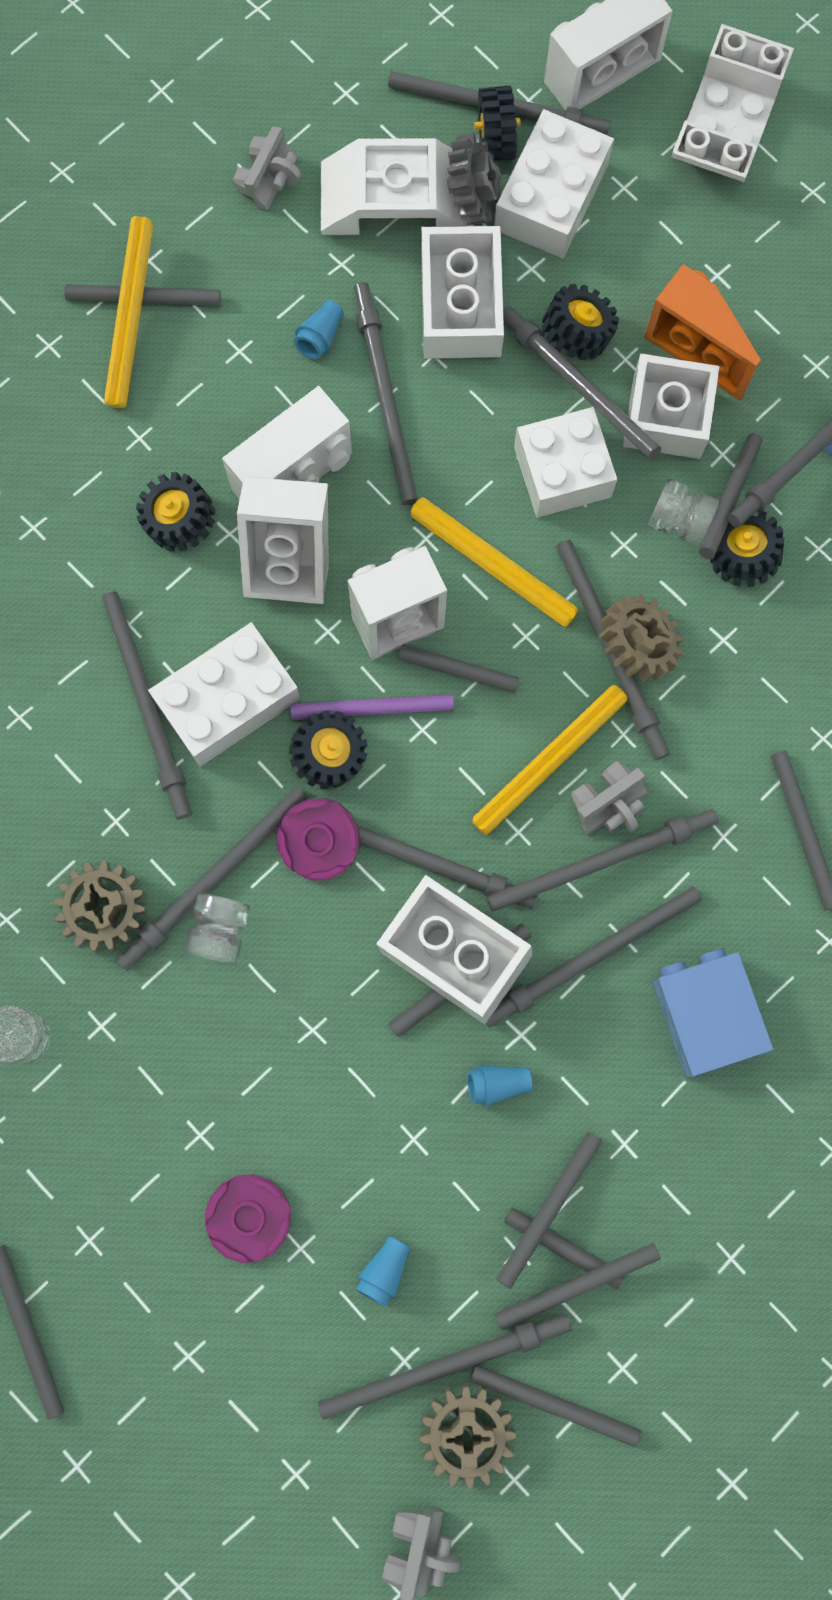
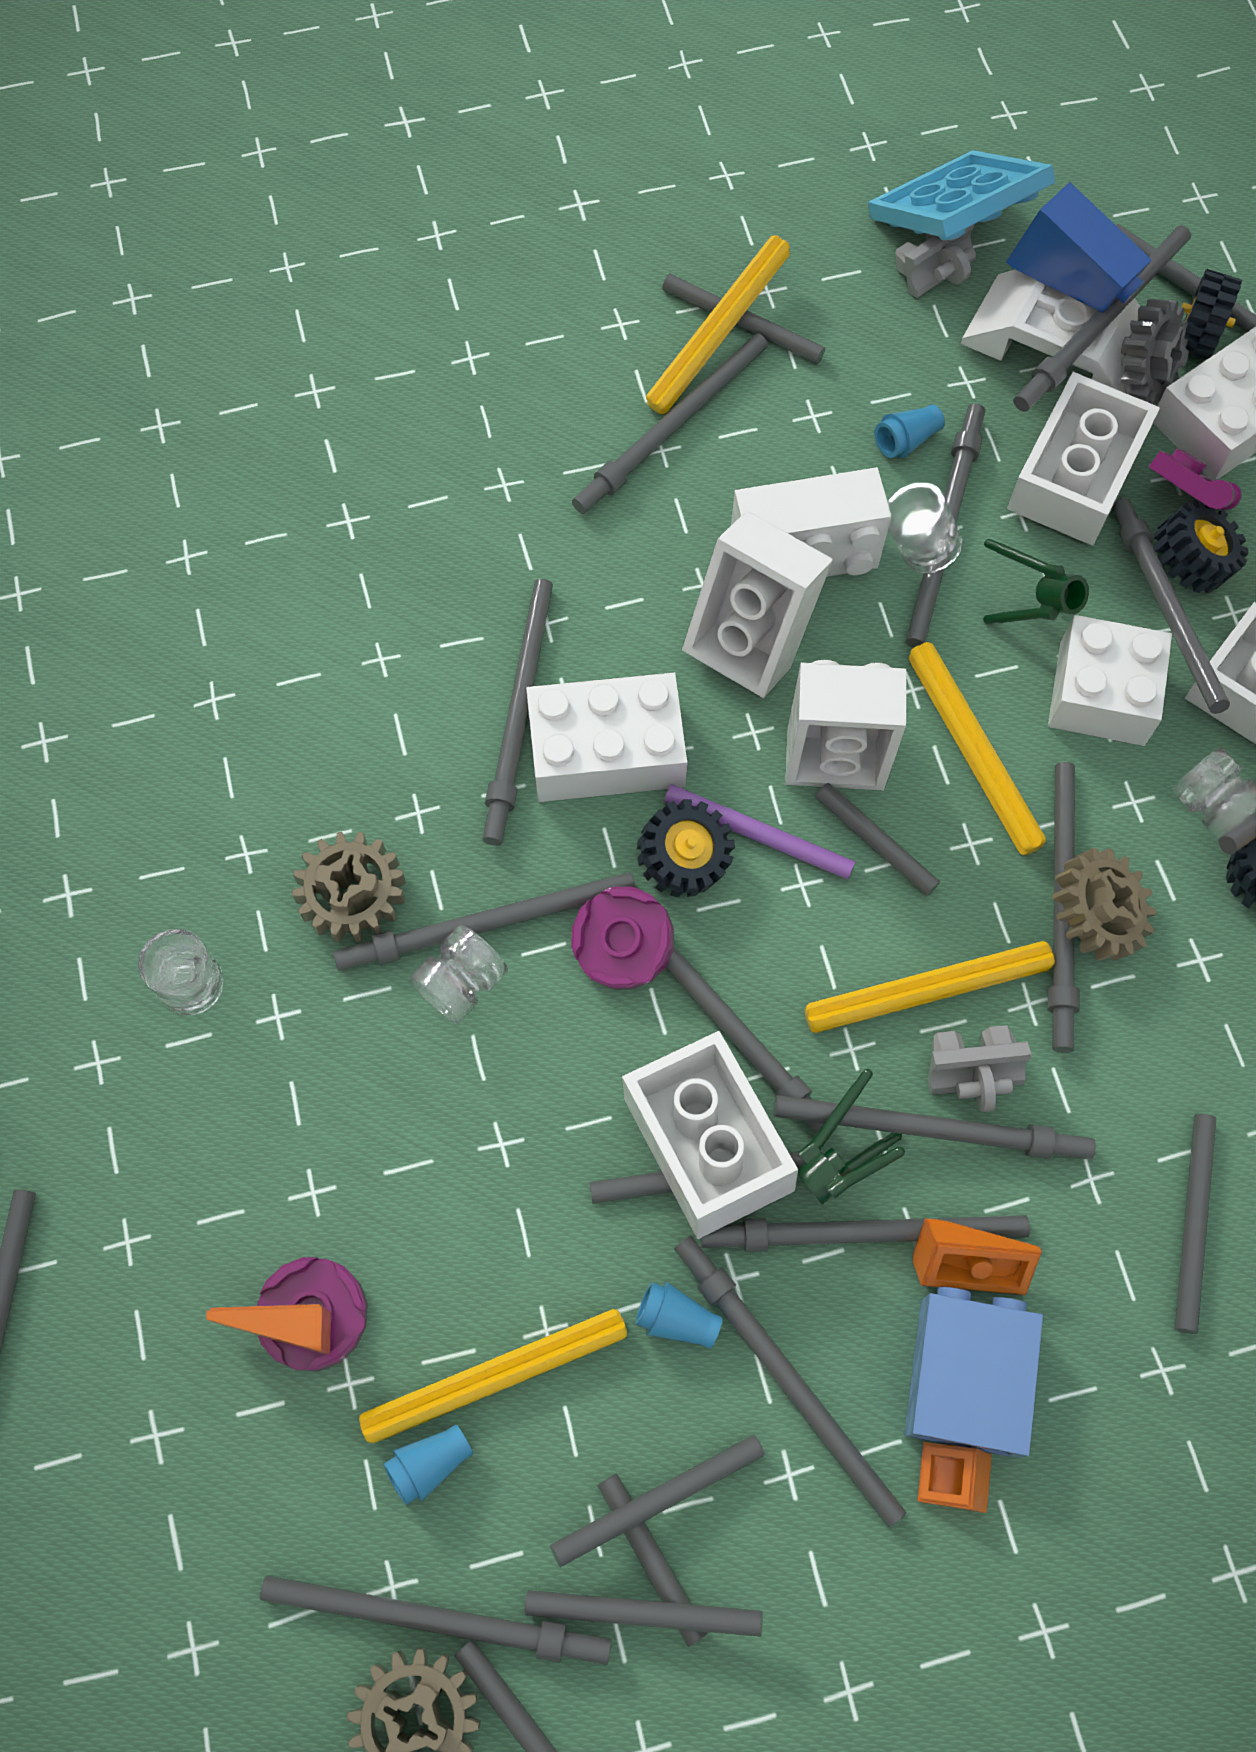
camera: 30 degrees right, 10 degrees down
(113, 480) = (613, 474): none -> dark grey bar
(175, 512) = (658, 532): black wheel -> none
(243, 1236) = (292, 1324): none -> orange slope
(260, 108) = (961, 194): none -> medium azure plate
(373, 410) = (923, 528): none -> clear wheel
(383, 128) = (1080, 252): none -> blue slope
(395, 1190) = (492, 1376): none -> yellow axle
(407, 235) = (1053, 369): none -> dark grey bar
(494, 415) = (1055, 591): none -> dark green plant
(515, 1049) = (718, 1288): none -> dark grey bar
(543, 270) = (1186, 473): none -> magenta plate
(549, 931) = (827, 1173): none -> dark green plant
(672, 937) = (973, 1259): none -> orange slope
(731, 1086) = (954, 1477): none -> orange slope

